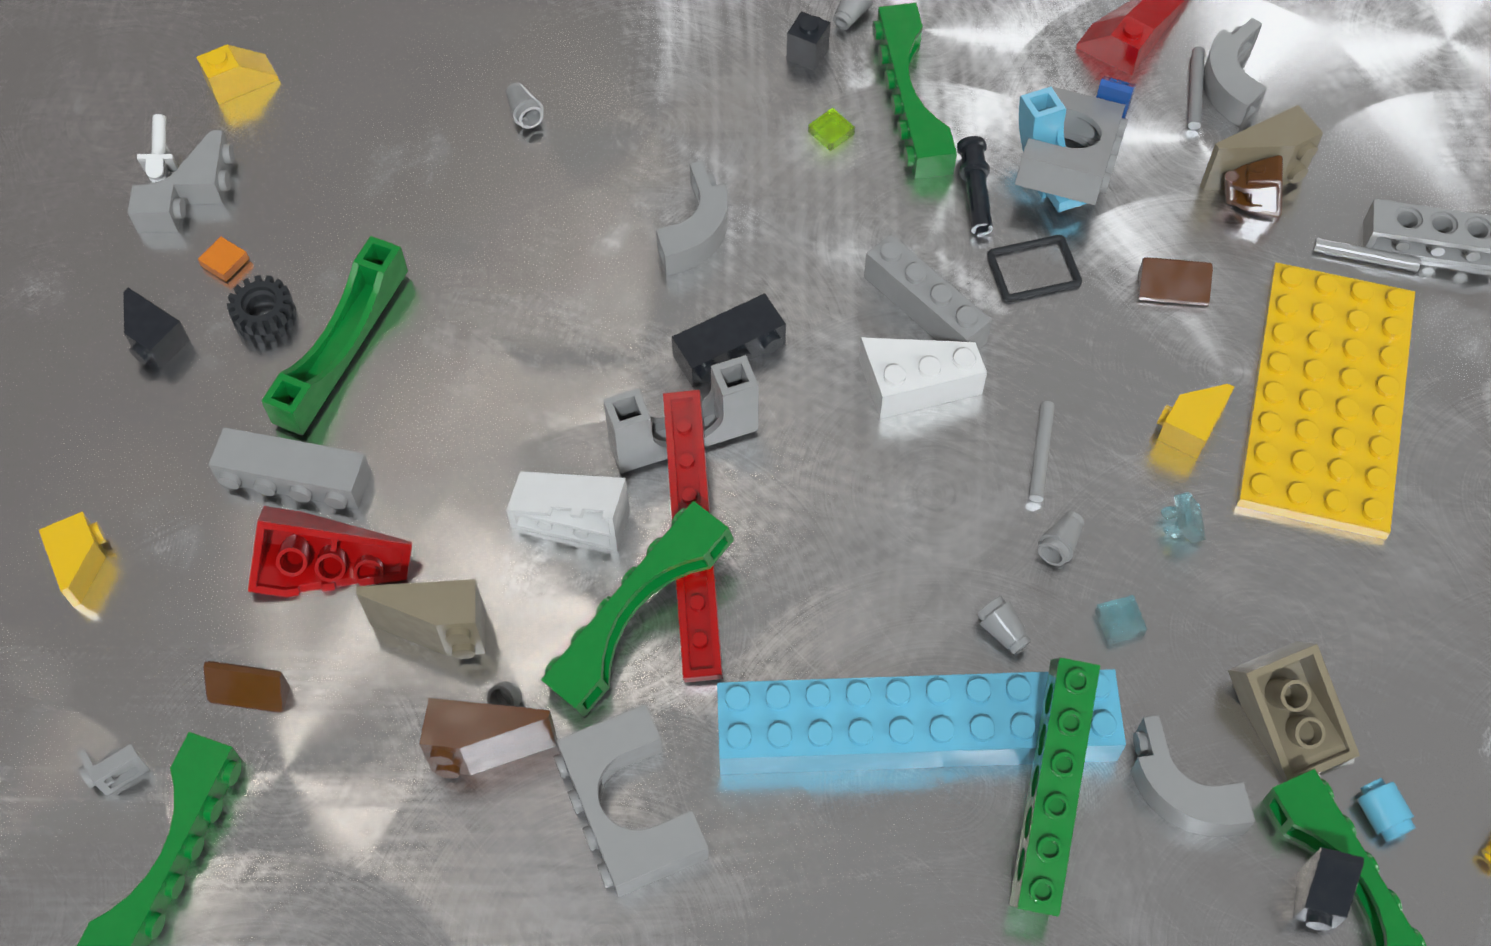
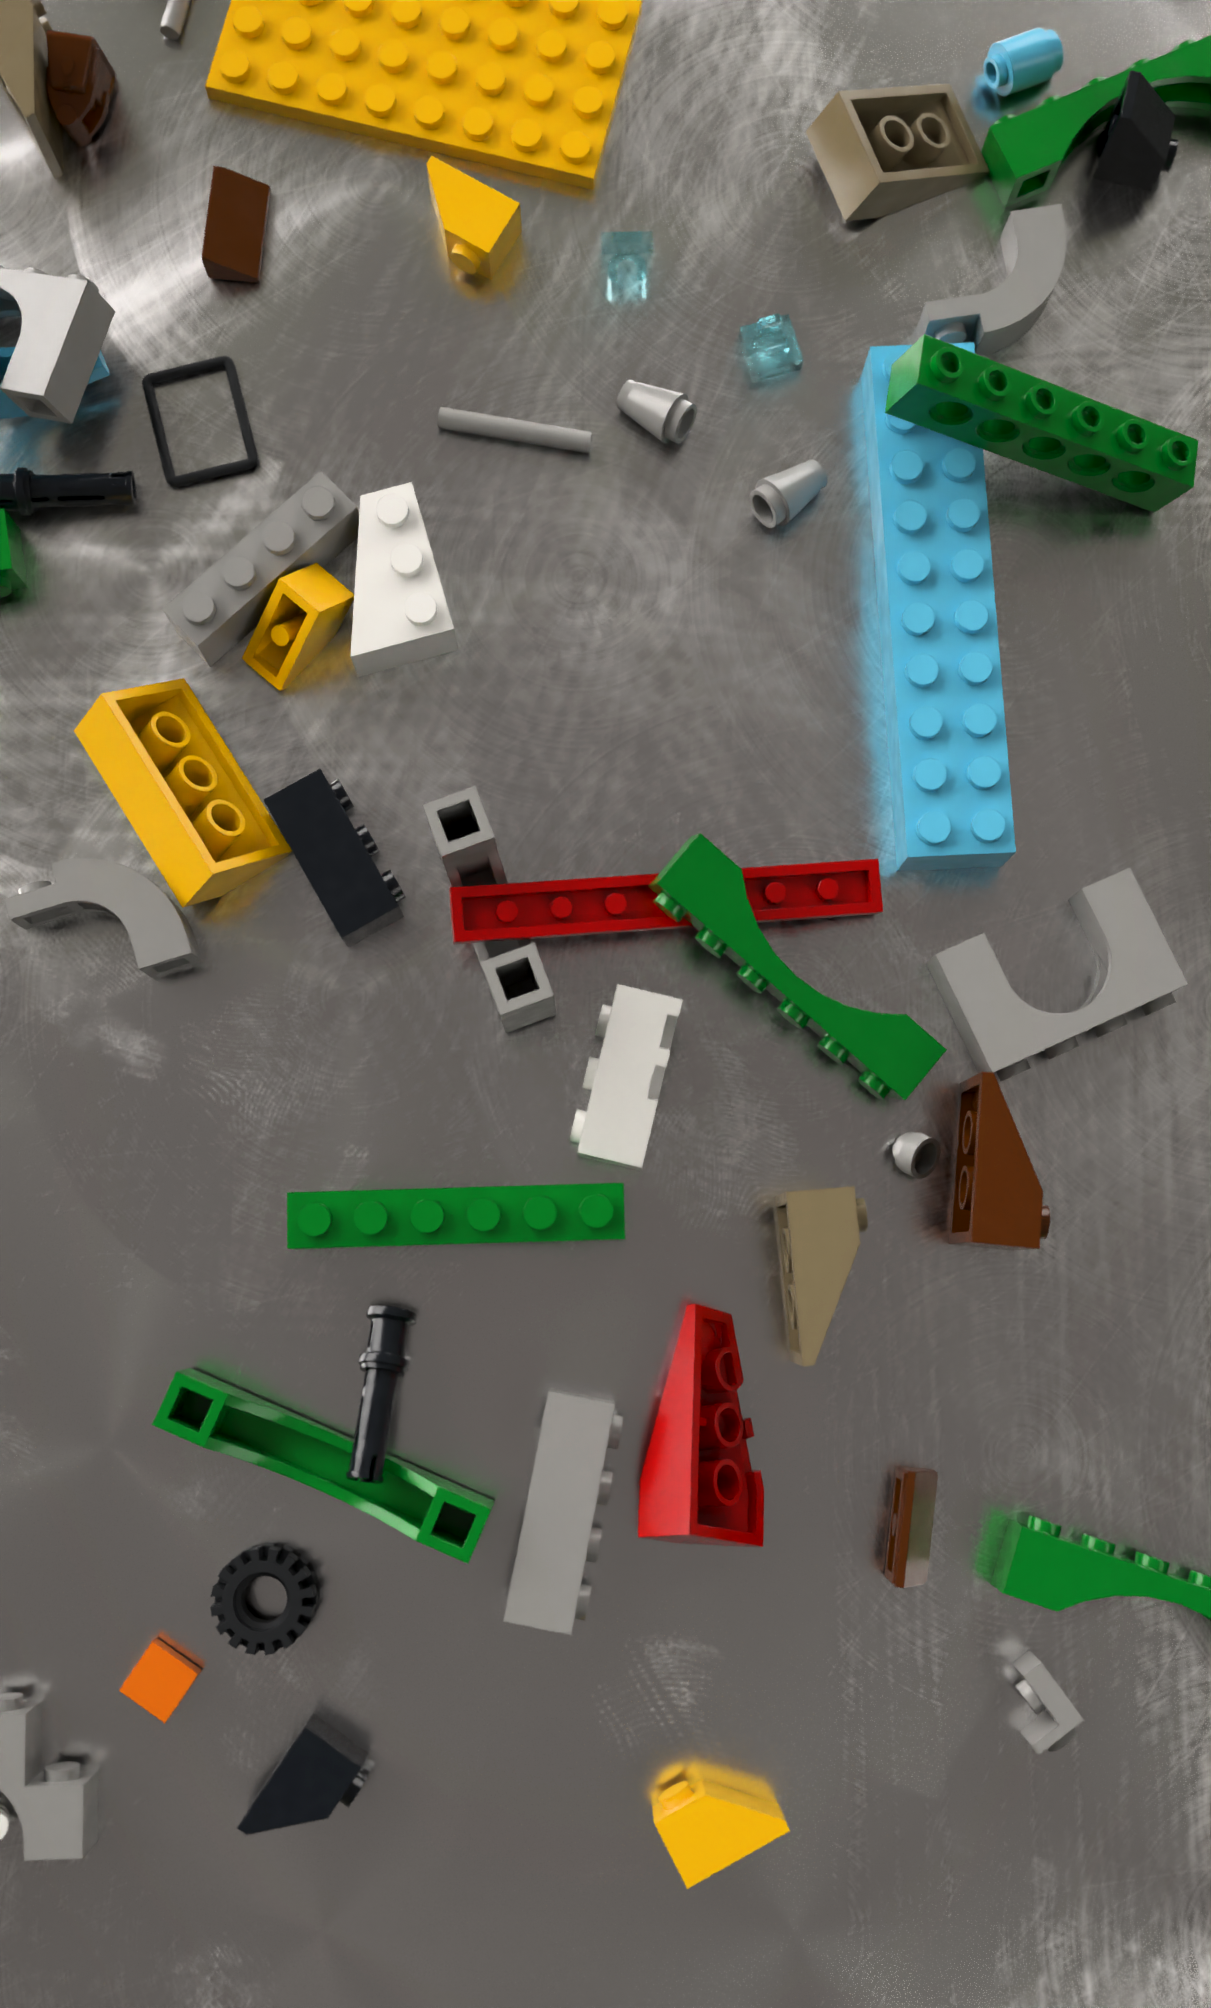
camera: 95 degrees left, 20 degrees up
(394, 366) = (382, 1366): none -> black pin
(481, 447) = (455, 1216): none -> green arch
(778, 254) = (181, 789): none -> yellow slope
(890, 315) = (297, 624): none -> yellow slope

